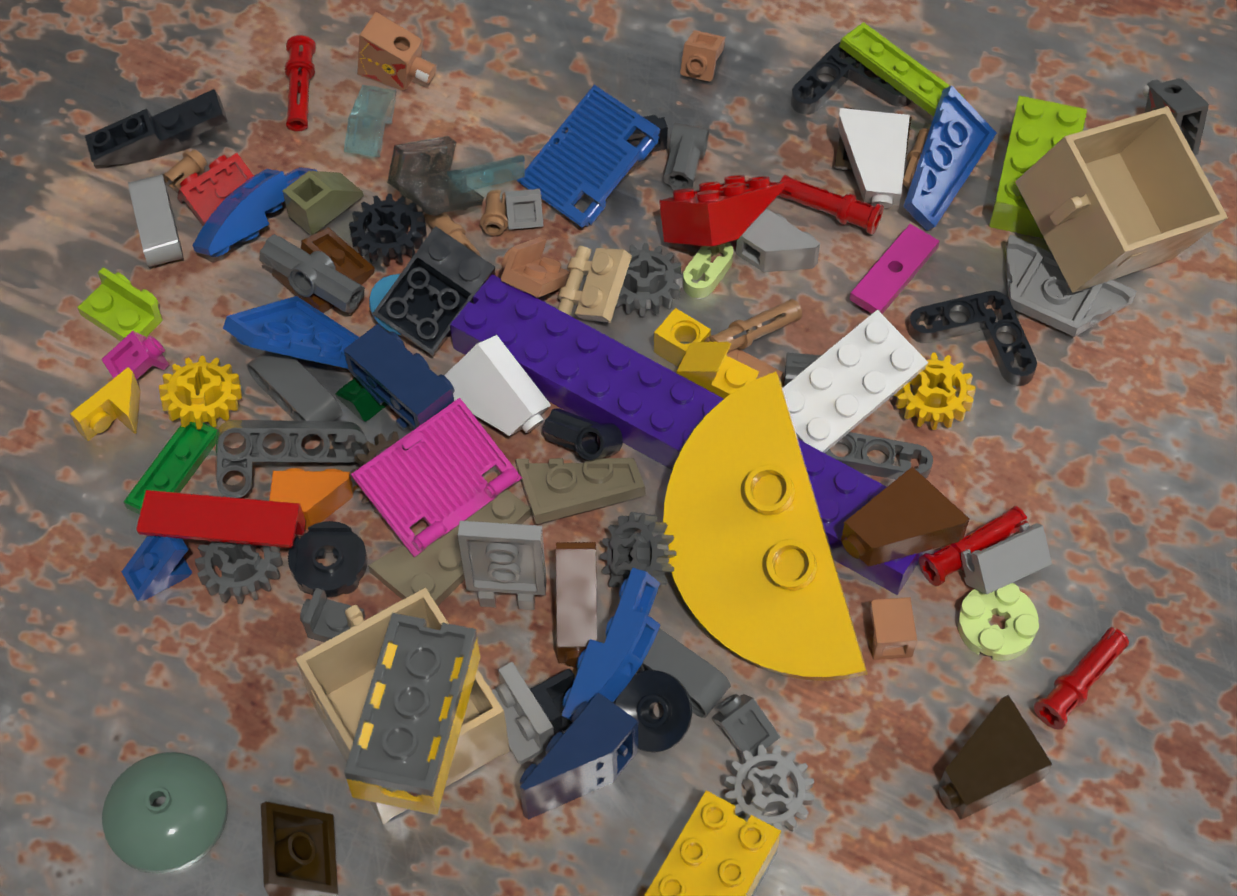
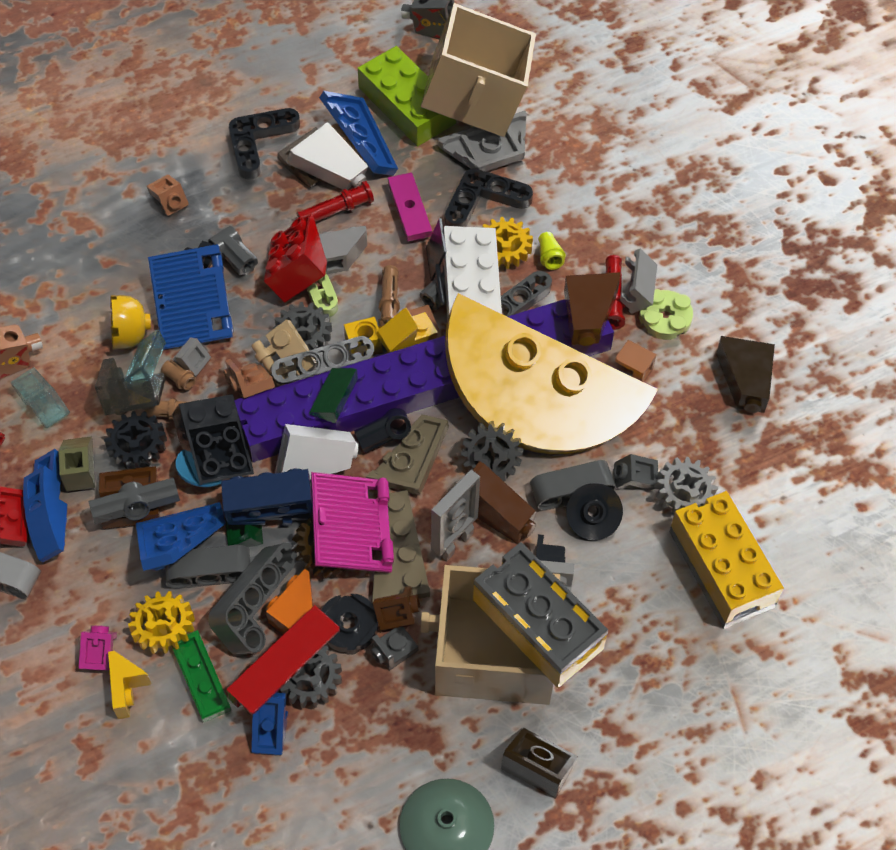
camera: 55 degrees left, 0 degrees up
(121, 307) = (46, 633): lime bracket -> none
(372, 590) = (397, 609): none -> reddish brown bracket
(509, 123) = (127, 321): none -> yellow cylinder
(569, 354) = (334, 394): none -> dark green slope
(582, 758) = (598, 554): dark blue slope -> none
(610, 313) = (321, 357): none -> dark grey beam
(629, 636) = (554, 512): blue slope -> none
(812, 358) = (435, 254): none -> black piece
(894, 67) = (278, 109): lime tile -> none
(966, 445) = (551, 253): none -> neon yellow cone
(1073, 688) = (733, 308): red pin -> none

